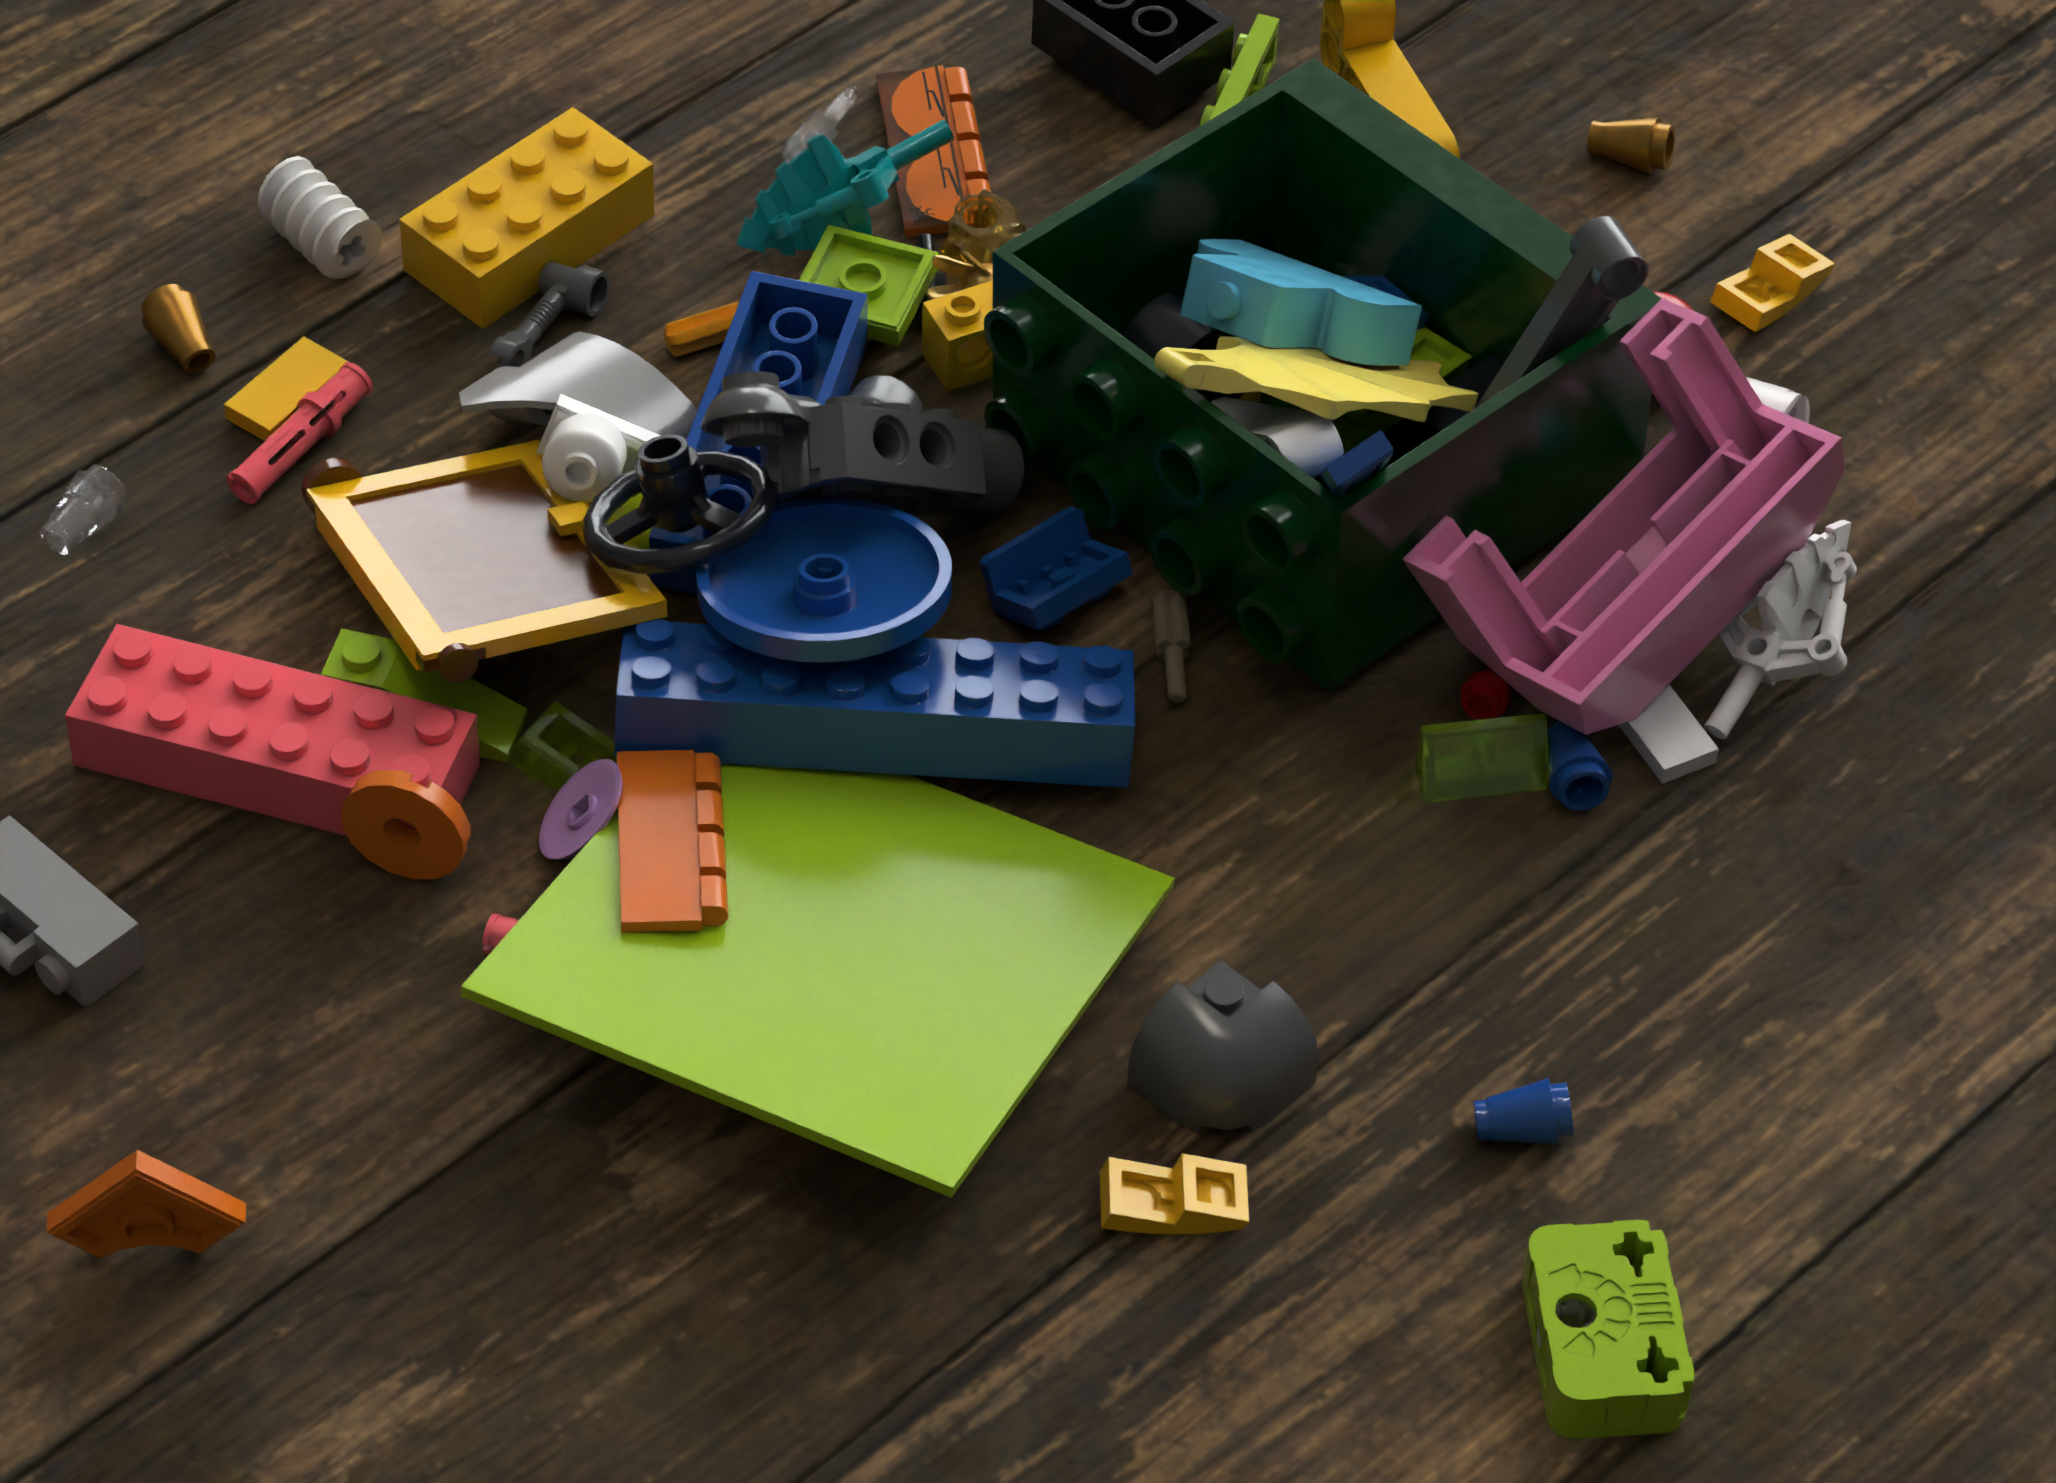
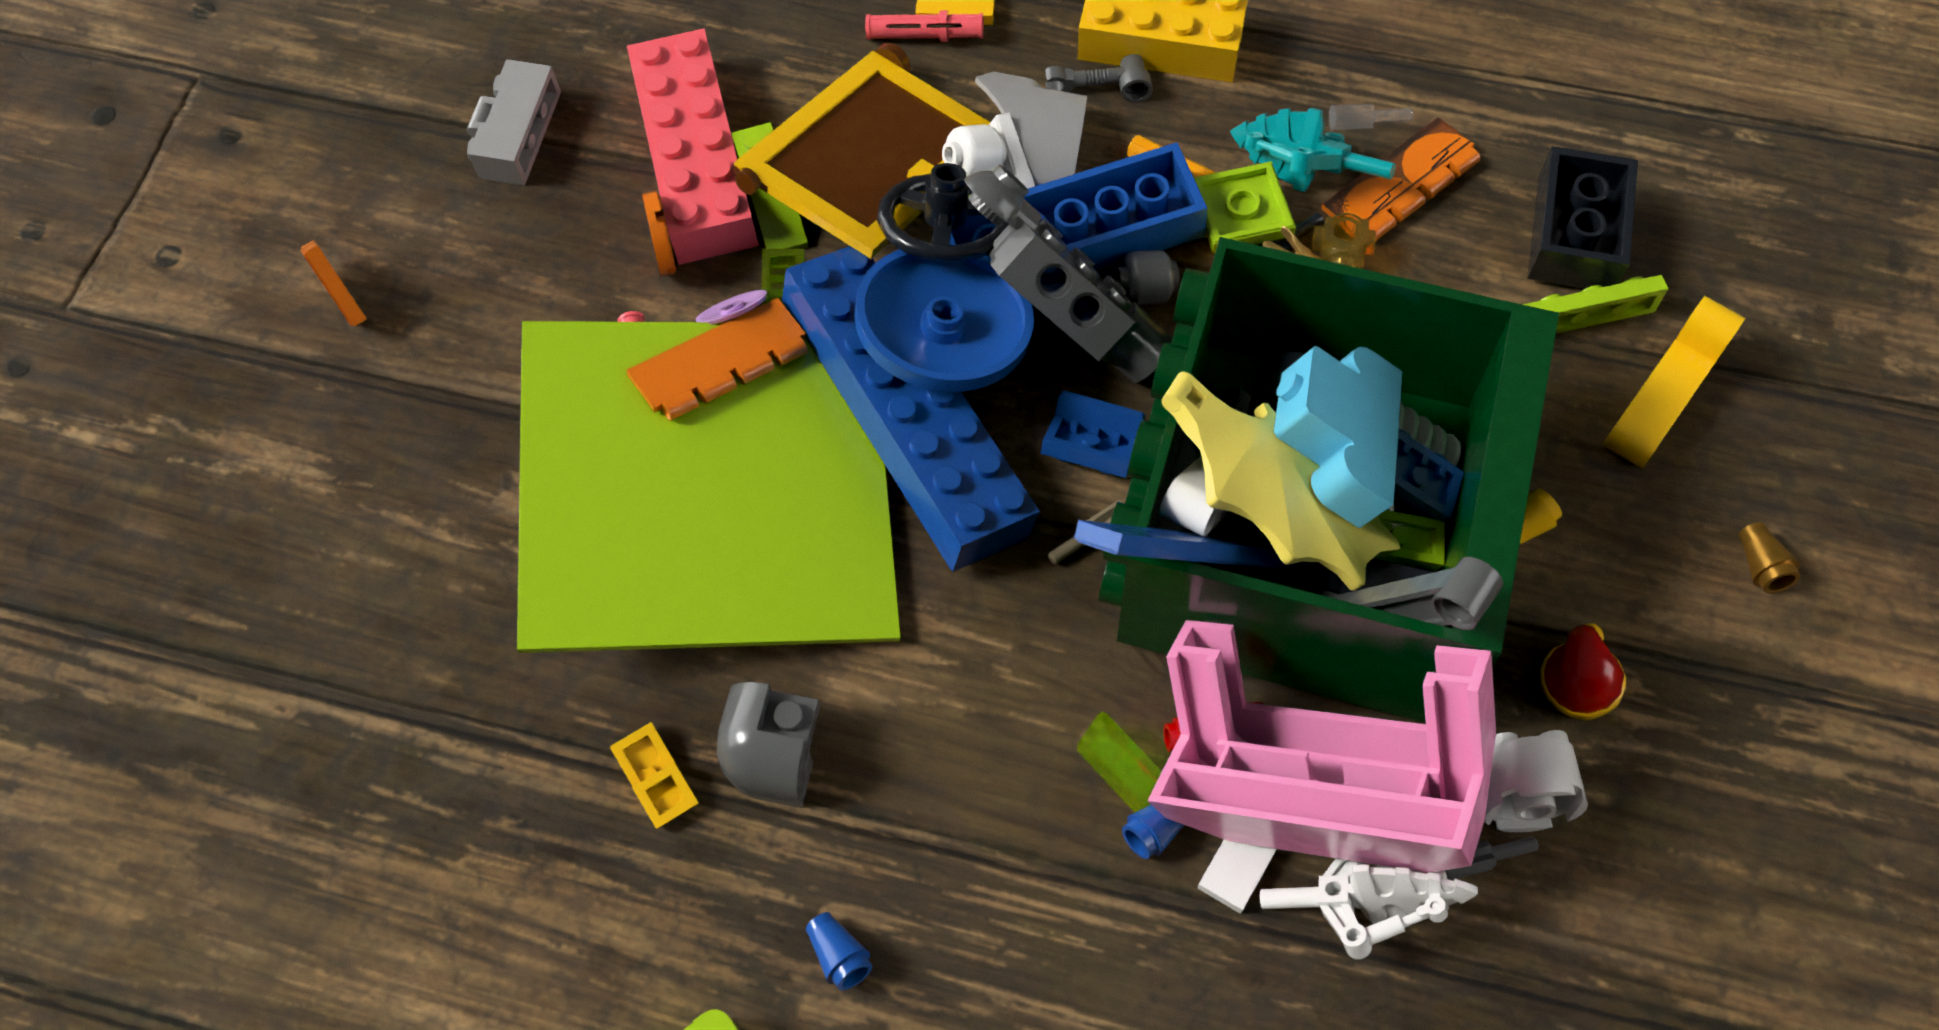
camera: 65 degrees right, 15 degrees up
(1774, 284) = (1718, 720): yellow slope -> none

